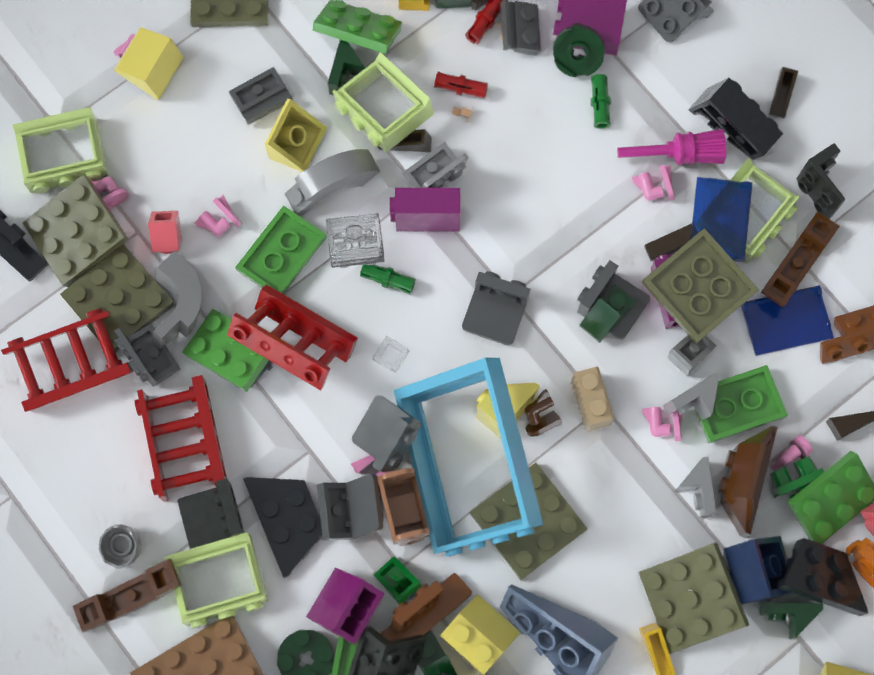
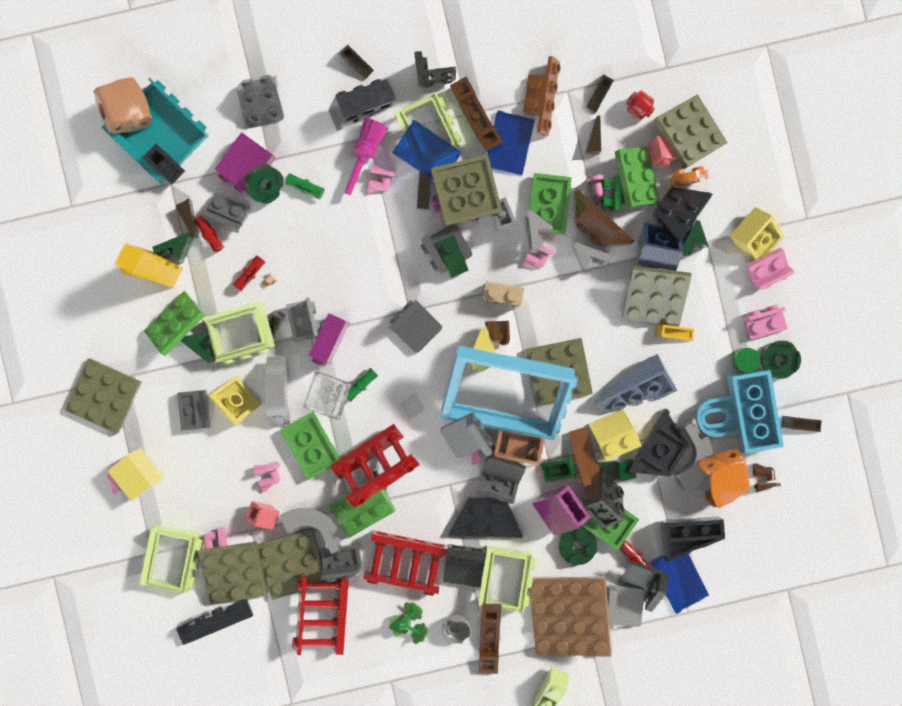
camera: 65 degrees left, 15 degrees up
(96, 472) = (401, 624): none -> bright green plant

